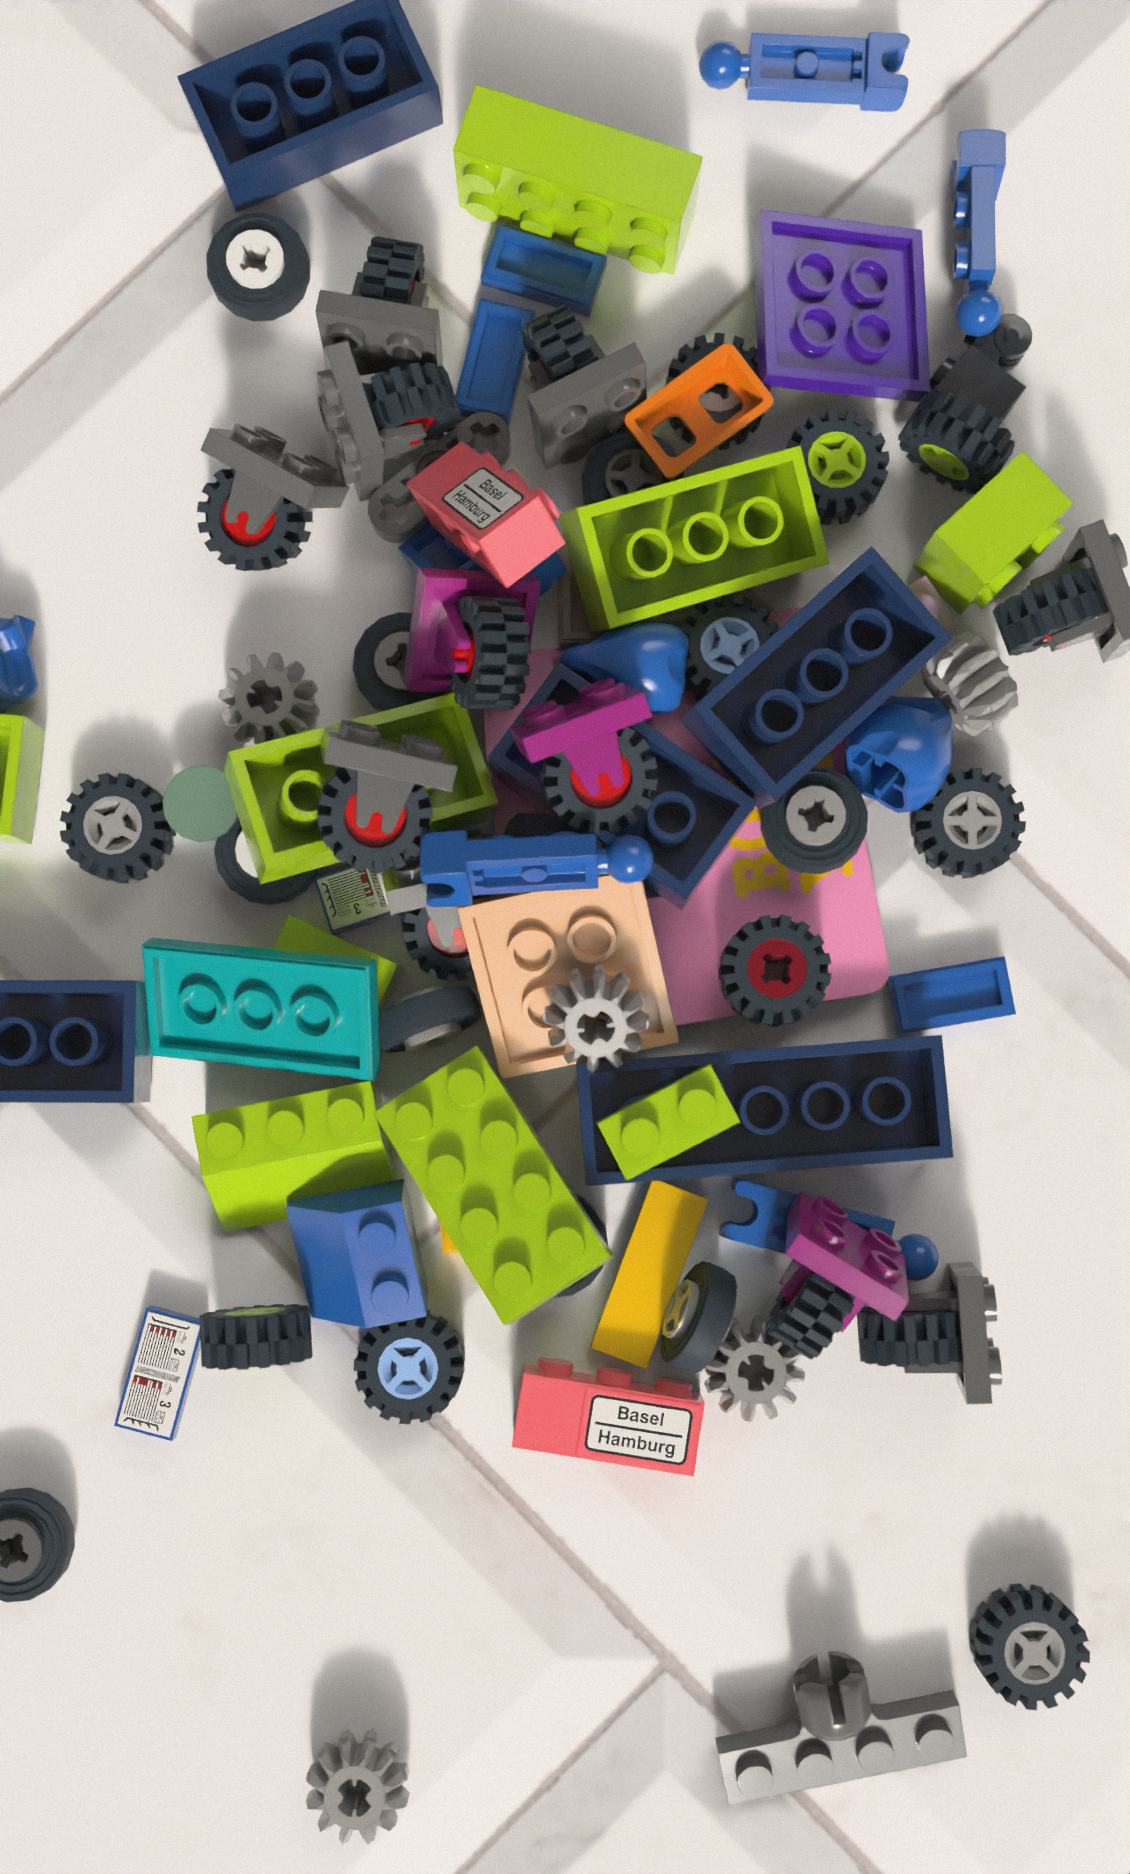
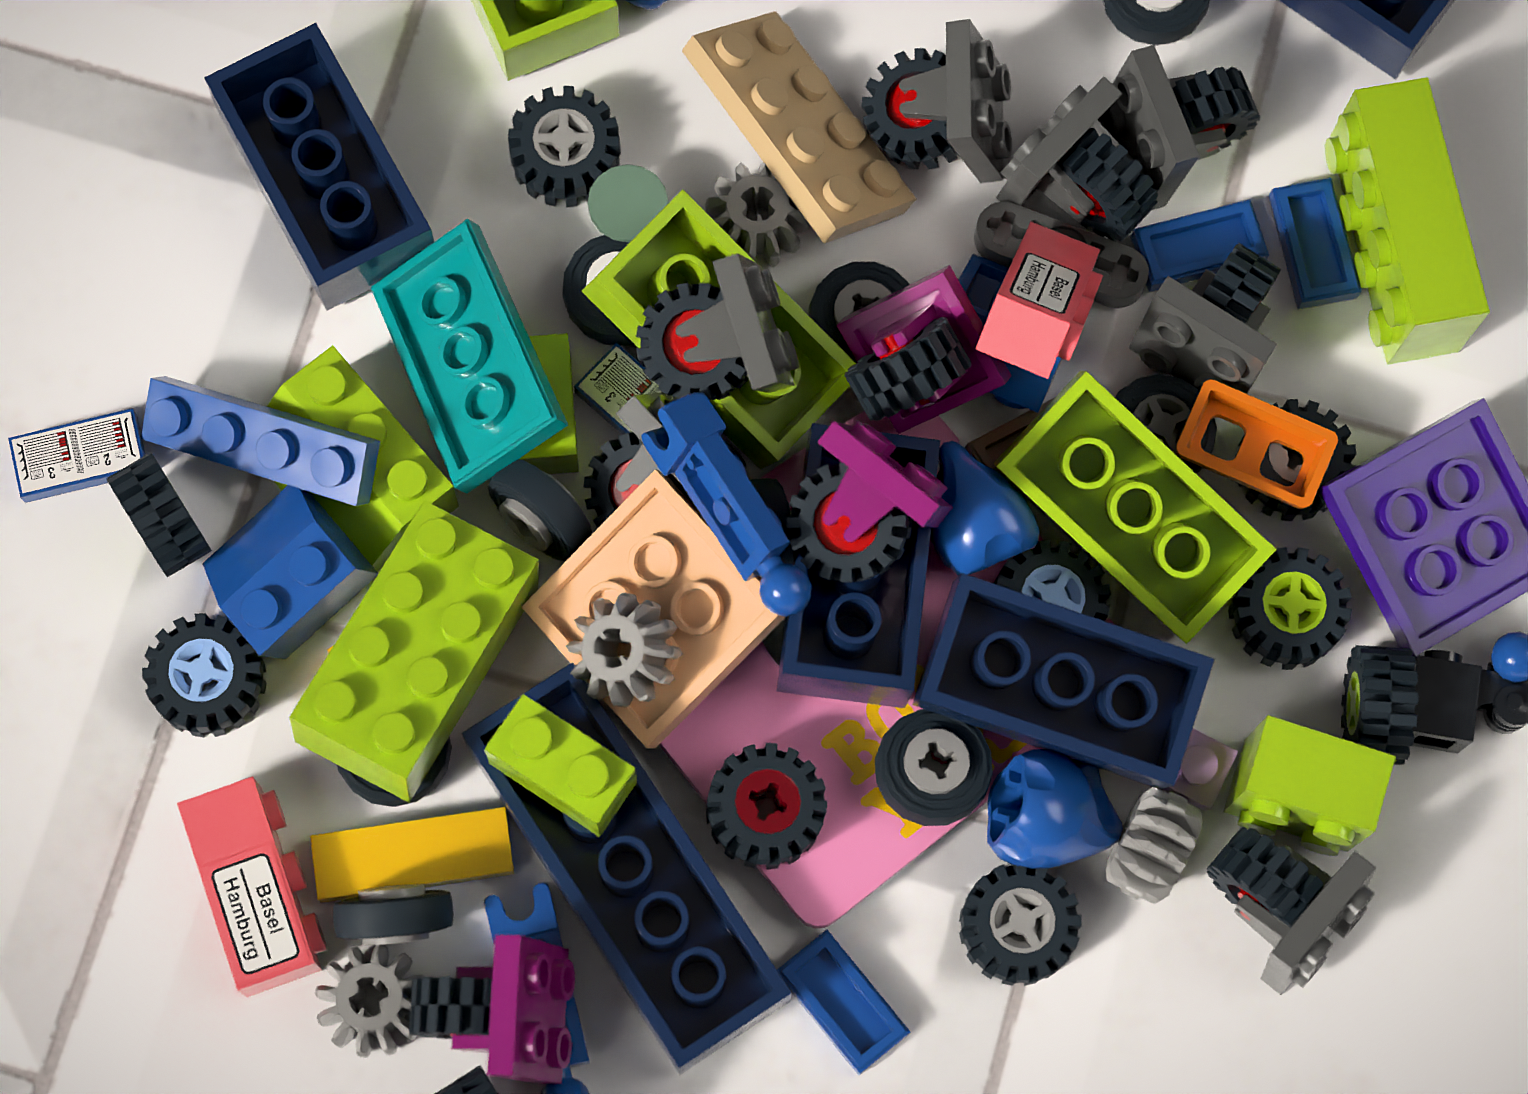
camera: 55 degrees right, 10 degrees down
(211, 625) = (799, 125): none -> tan plate
(239, 1218) = (260, 440): none -> plate

